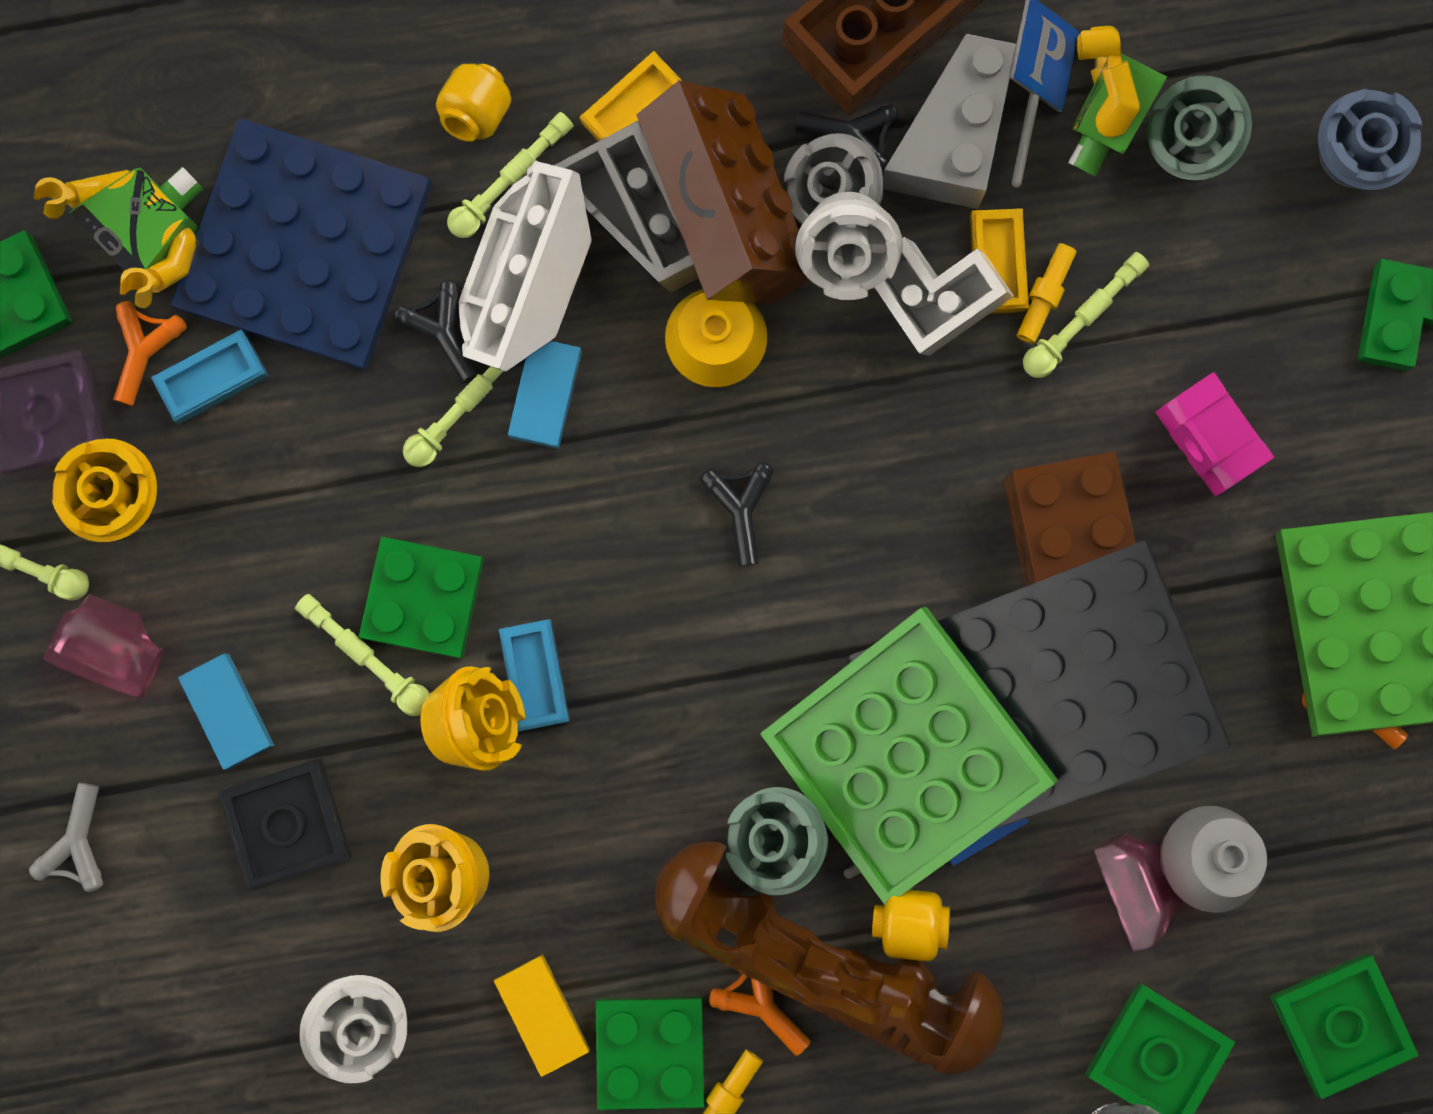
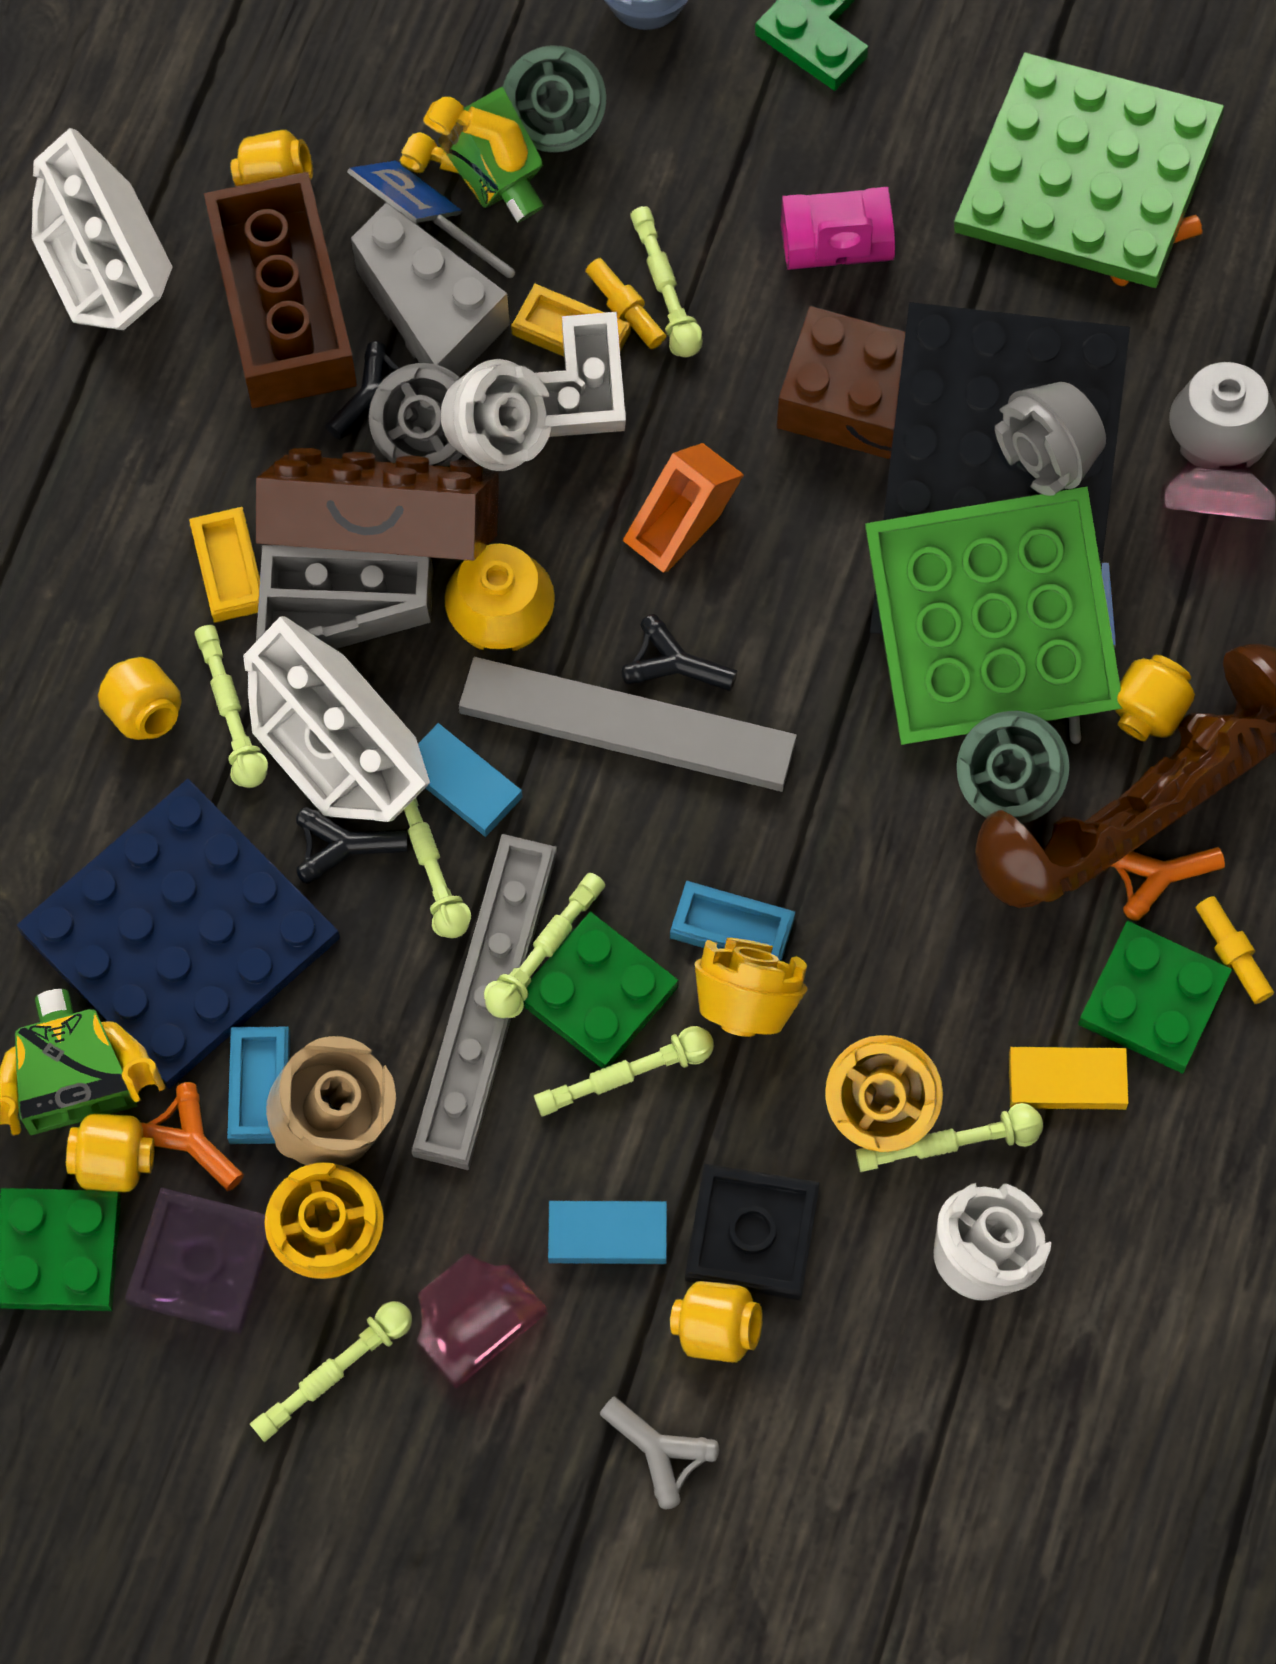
camera: 65 degrees left, 15 degrees down
(86, 294) = (109, 1152): none -> yellow head
(188, 837) = (717, 1321): none -> yellow head
(194, 472) = (356, 1085): none -> tan brick
(366, 530) = (506, 995): none -> yellowish green piece
(368, 513) = (473, 1034): none -> light grey tile
(480, 996) = (1018, 1126): none -> yellowish green piece
(664, 500) = (628, 724): none -> light grey tile
(880, 441) = (682, 505): none -> orange slope
(1079, 733) = (1052, 434): none -> light grey cone

